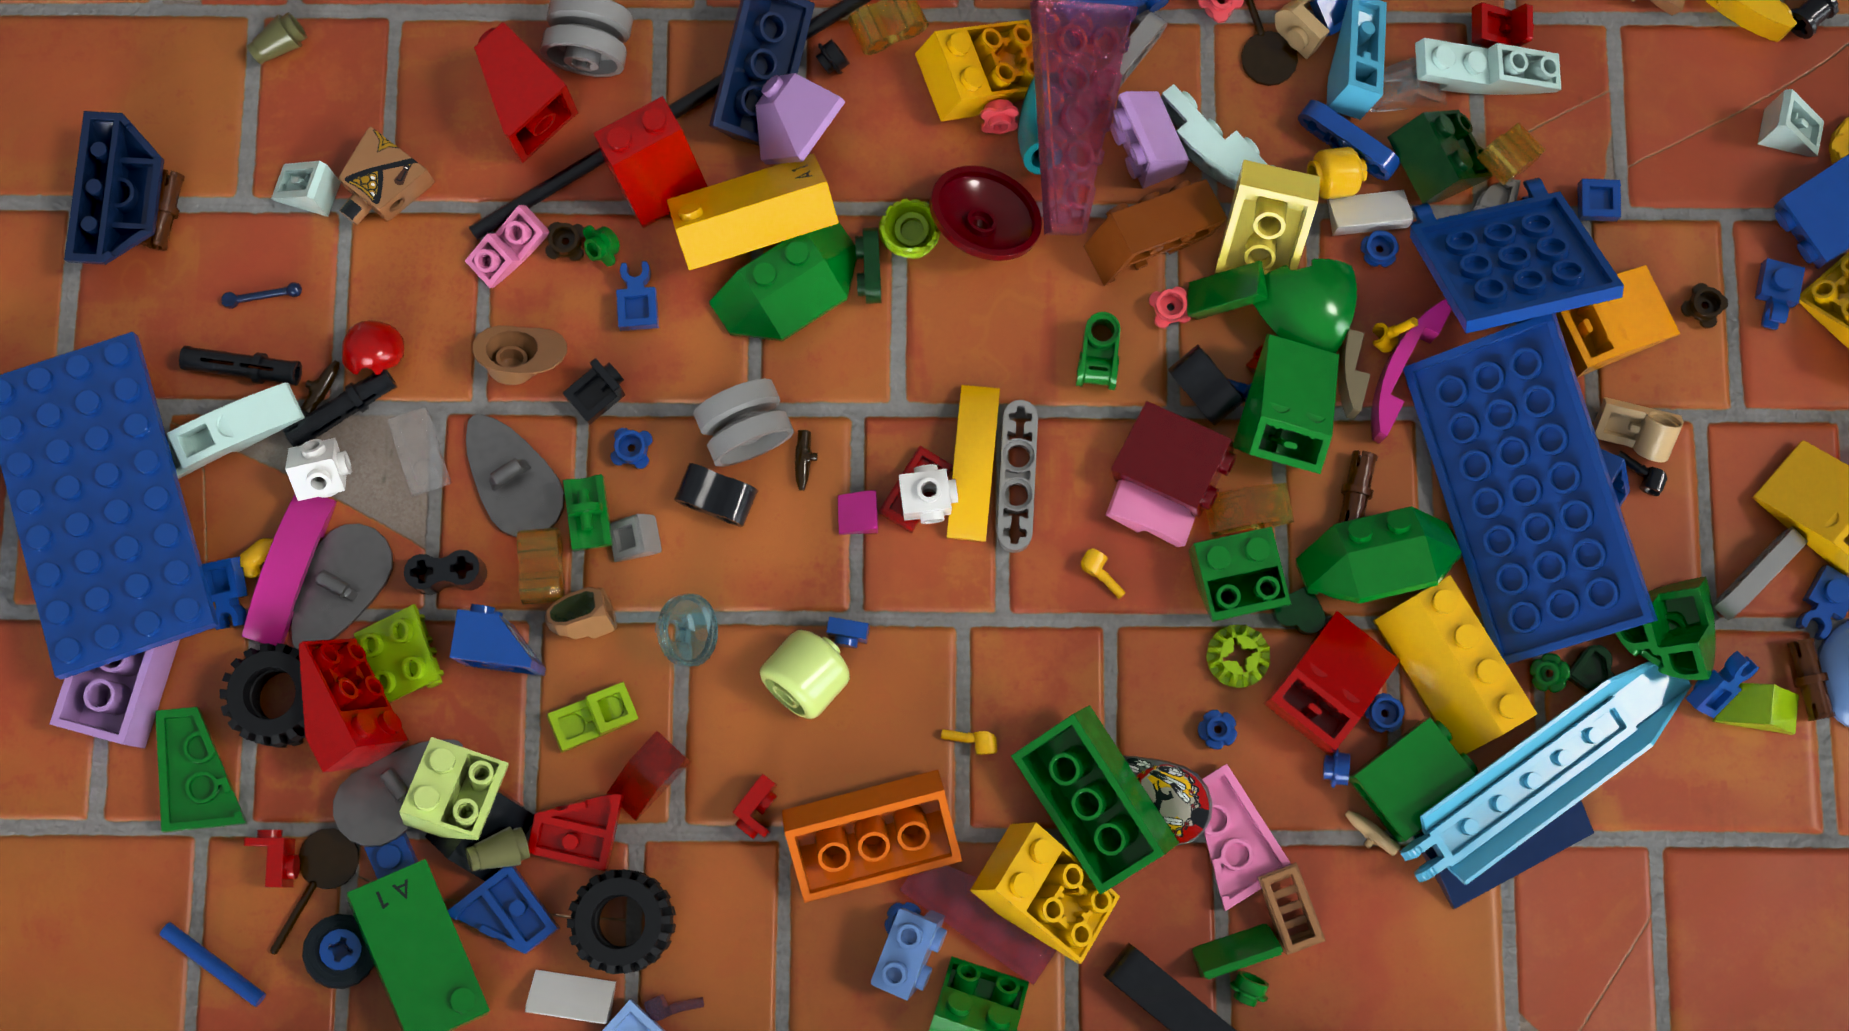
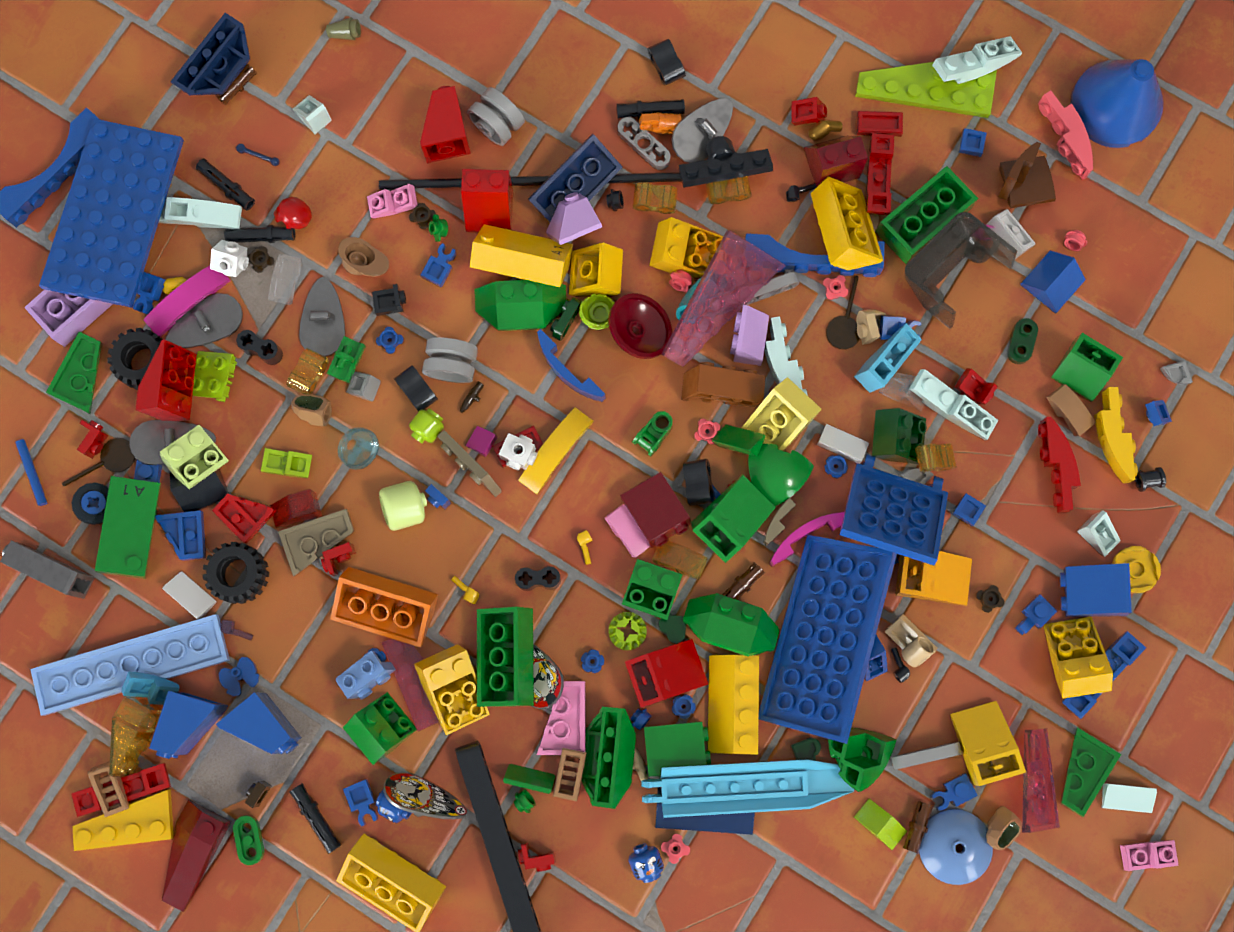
camera: 35 degrees right, 0 degrees up
(320, 387) = (257, 218): dark brown helmet -> none
(358, 433) = (259, 253): none -> dark brown plate
(381, 179) = (350, 130): medium nougat torso -> none
(492, 643) = (258, 394): blue slope -> none
(499, 850) = (198, 500): olive cone -> none
(703, 801) = (308, 540): none -> dark tan wing
(766, 538) = (426, 426): none -> lime head
(862, 553) = (465, 461): none -> dark tan wing
(870, 173) = (596, 270): none -> yellow slope
(968, 345) = (587, 388): none -> blue slope
(1020, 476) = (571, 469): light grey beam -> none
(1067, 659) = (537, 578): none -> black axle
(1332, 850) = (609, 757): none -> green wedge
(1339, 172) = (837, 413): yellow head -> none
(1340, 132) = (855, 400): blue beam -> none
(1389, 335) = (811, 514): yellow hand -> none
(1476, 966) = (646, 863): none -> blue head
(1490, 922) = (674, 856): none -> coral plate
(1560, 670) = (787, 741): green plate -> none
(1670, 50) = (1058, 454): none -> red slope
(1716, 693) = (866, 801): blue plate -> none

